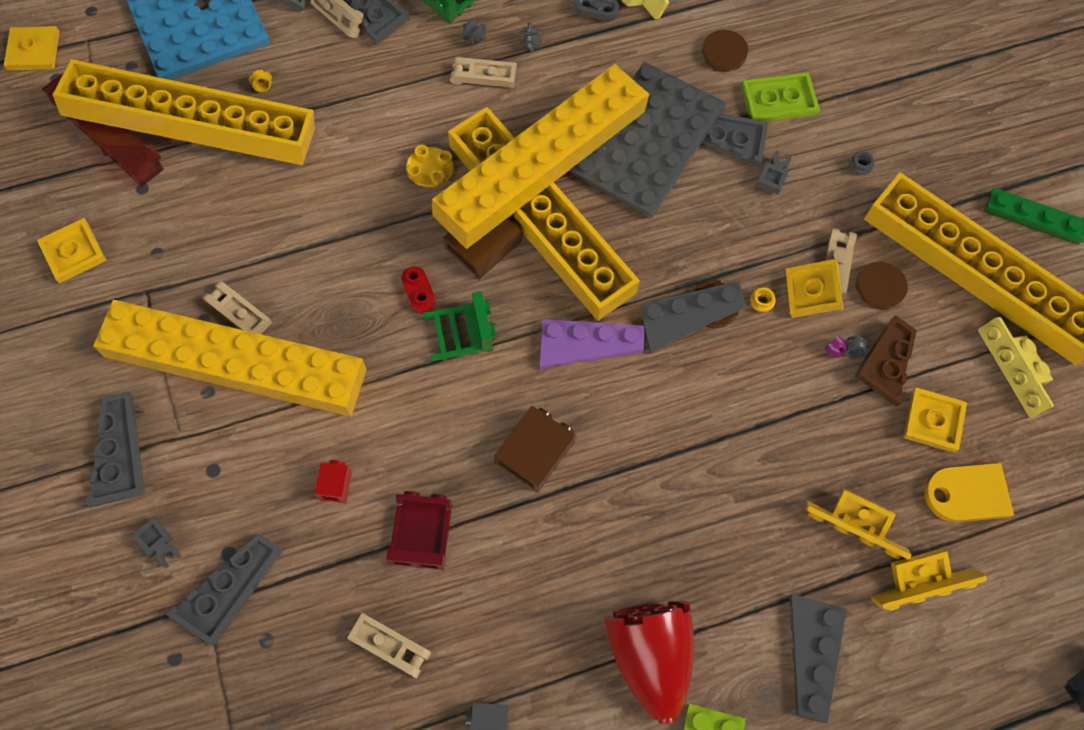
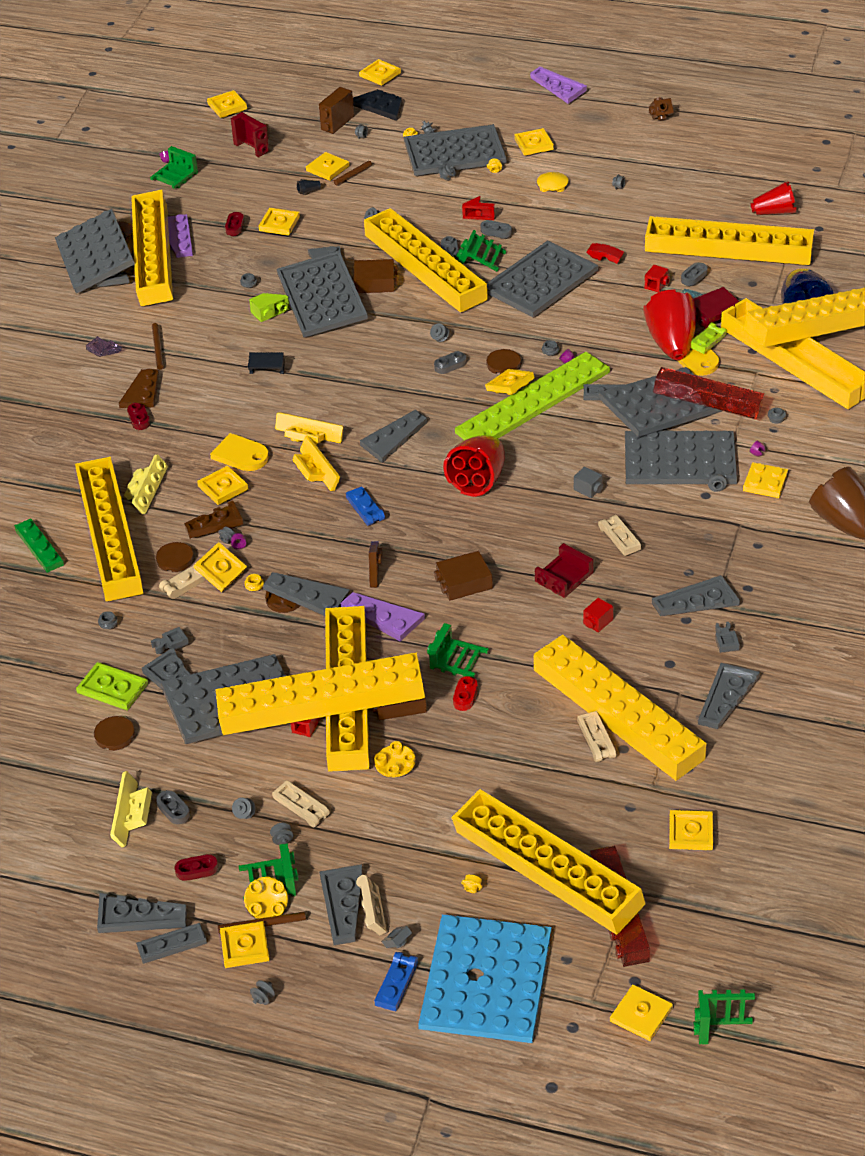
camera: 140 degrees left, 25 degrees down
(654, 402) = (375, 557): none -> reddish brown wing
(743, 497) = (365, 506): none -> blue plate

